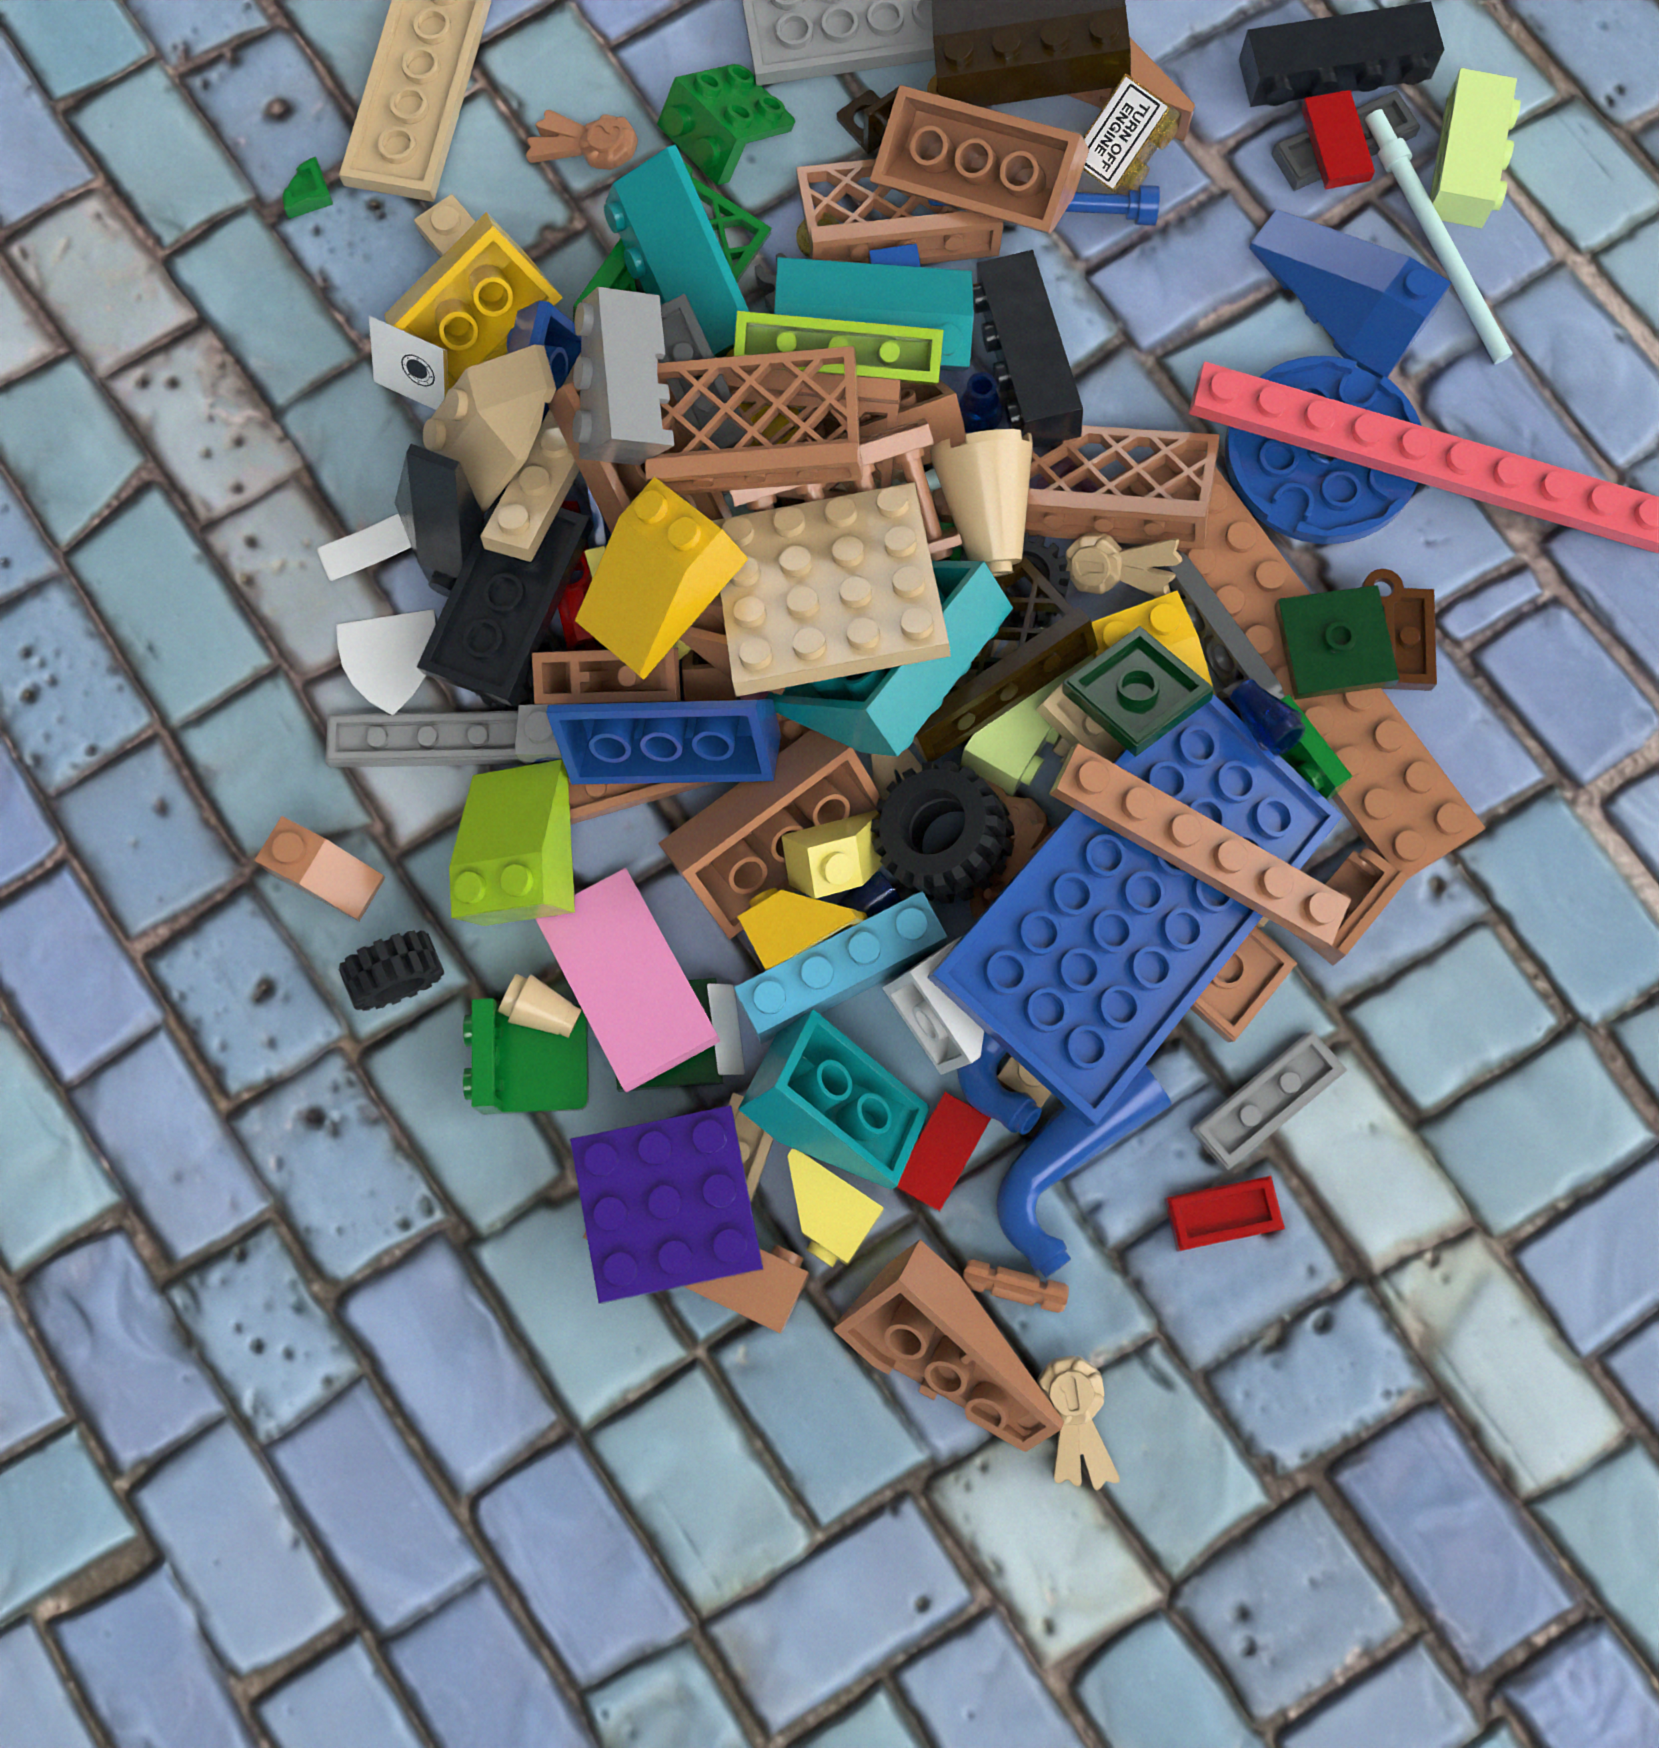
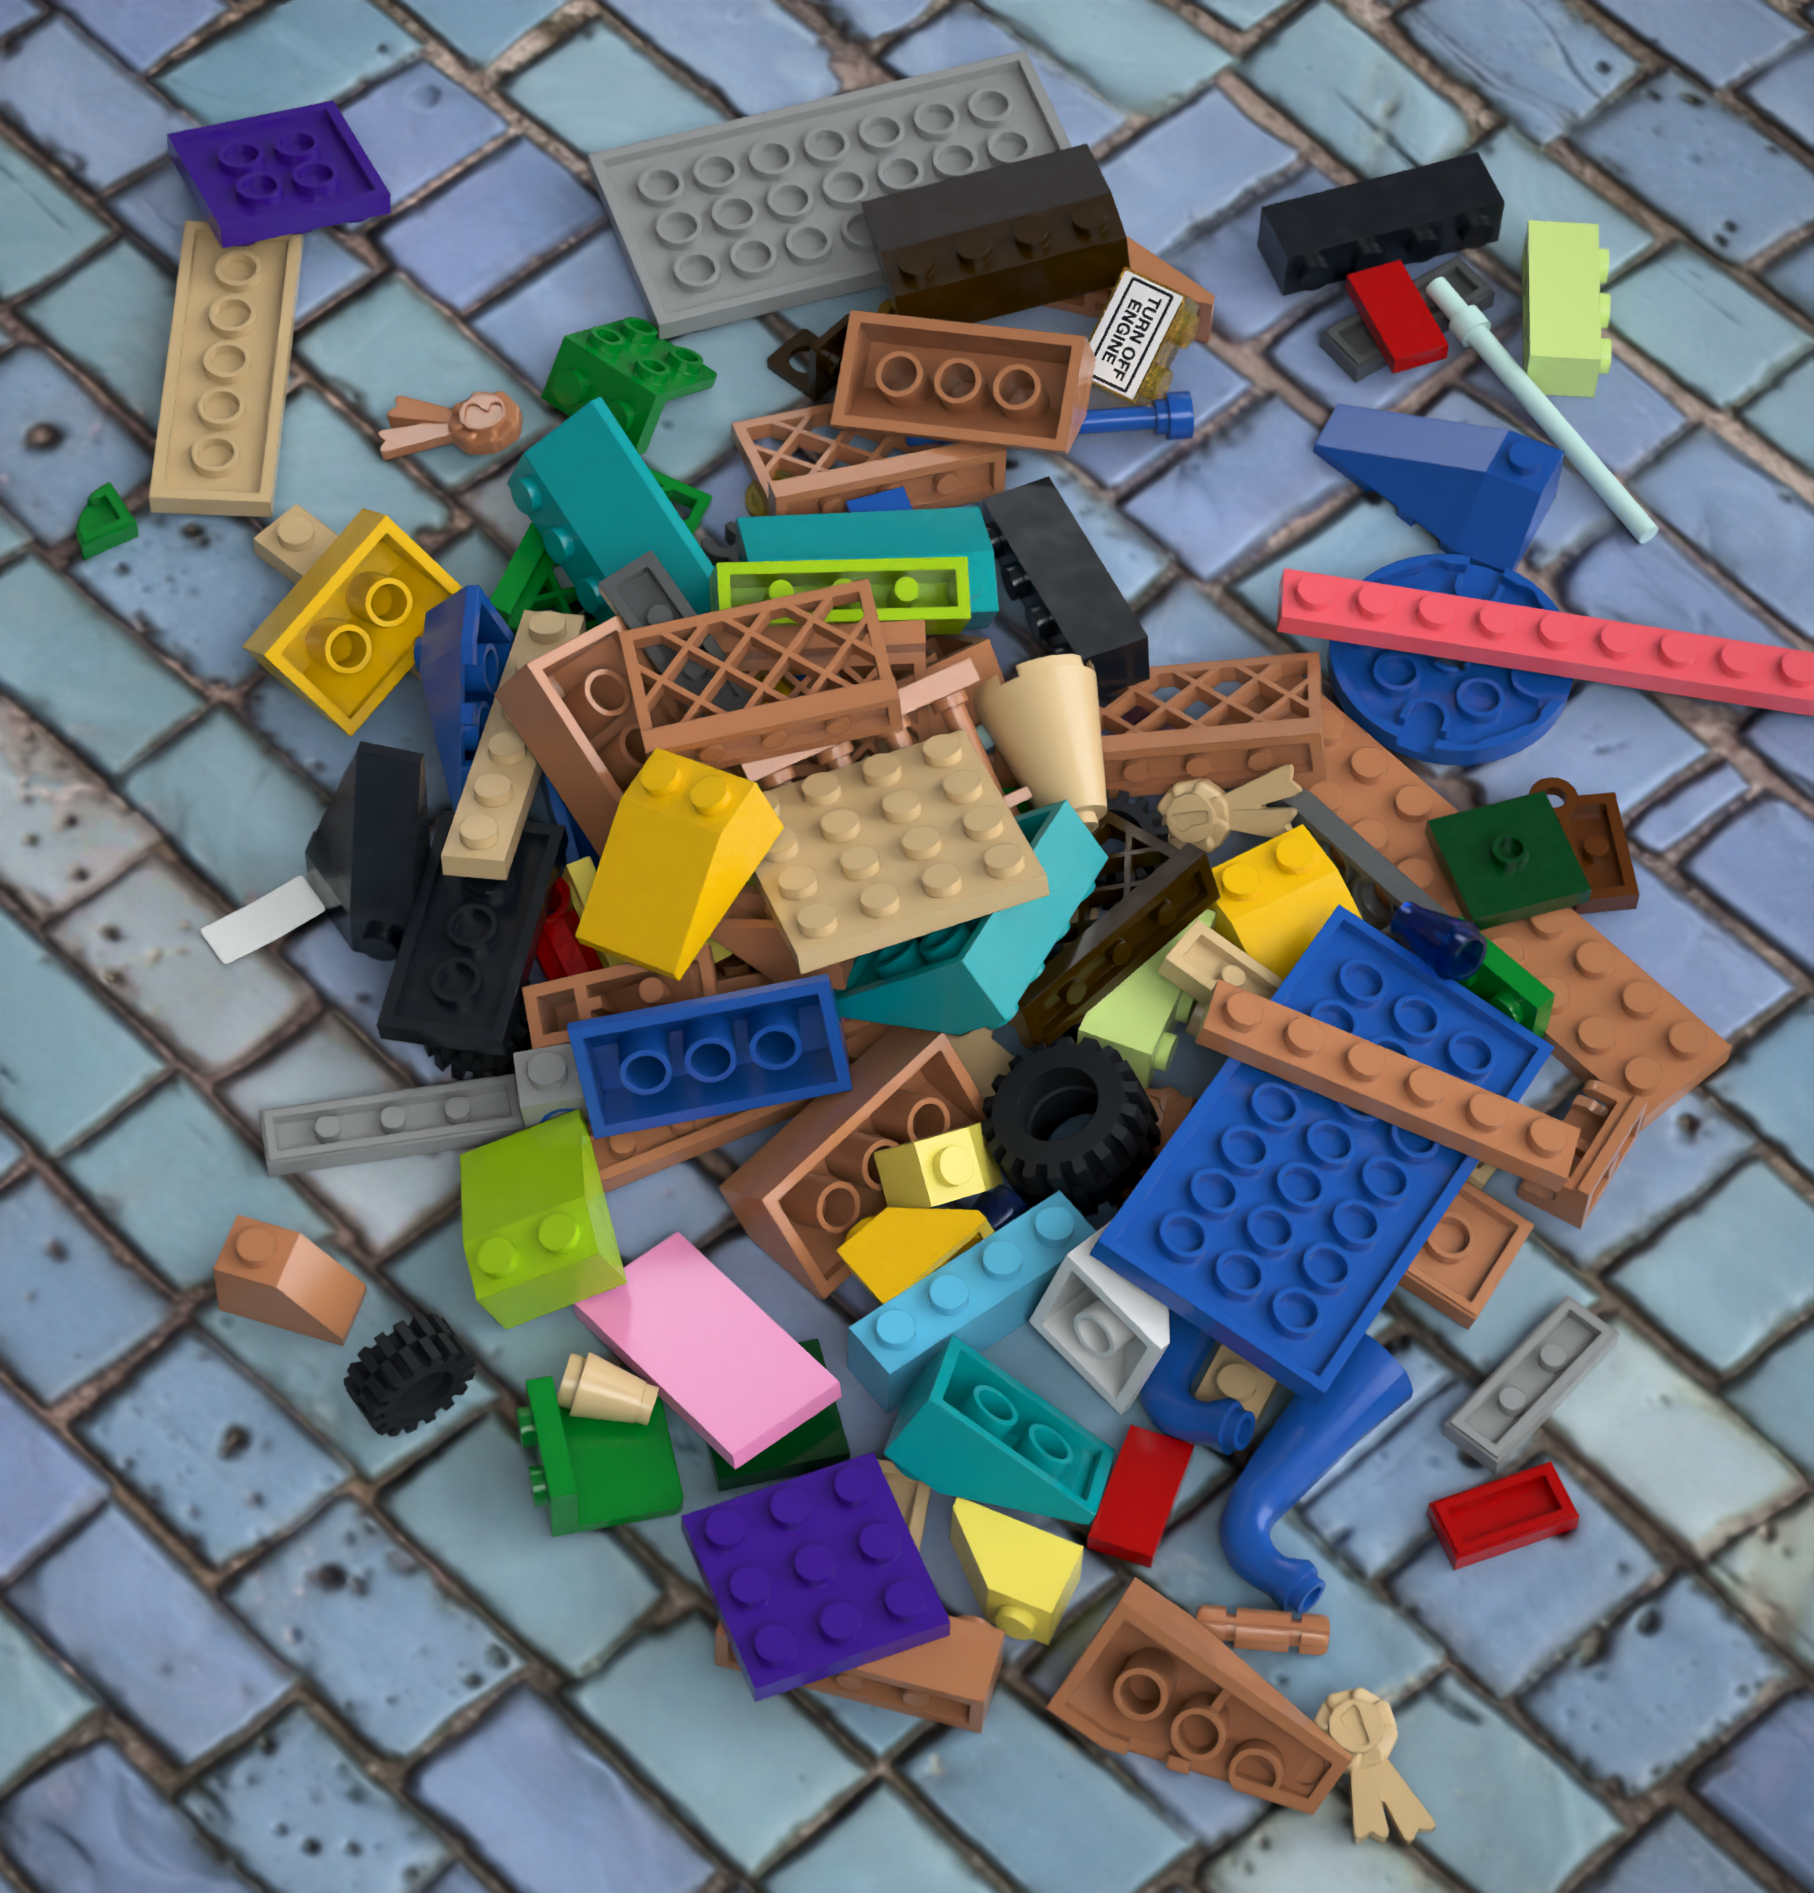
camera: 15 degrees left, 20 degrees down
(384, 654) = (320, 1037): white sticker -> none
(408, 364) = (290, 698): white sticker -> none
(493, 419) = (439, 707): tan wedge -> none
(619, 378) = (598, 647): light grey wedge -> none
(726, 1024) = (846, 1407): white sticker -> none
(980, 403) = (1016, 644): clear blue cone -> none
(1137, 690) = (1277, 925): dark green plate -> none

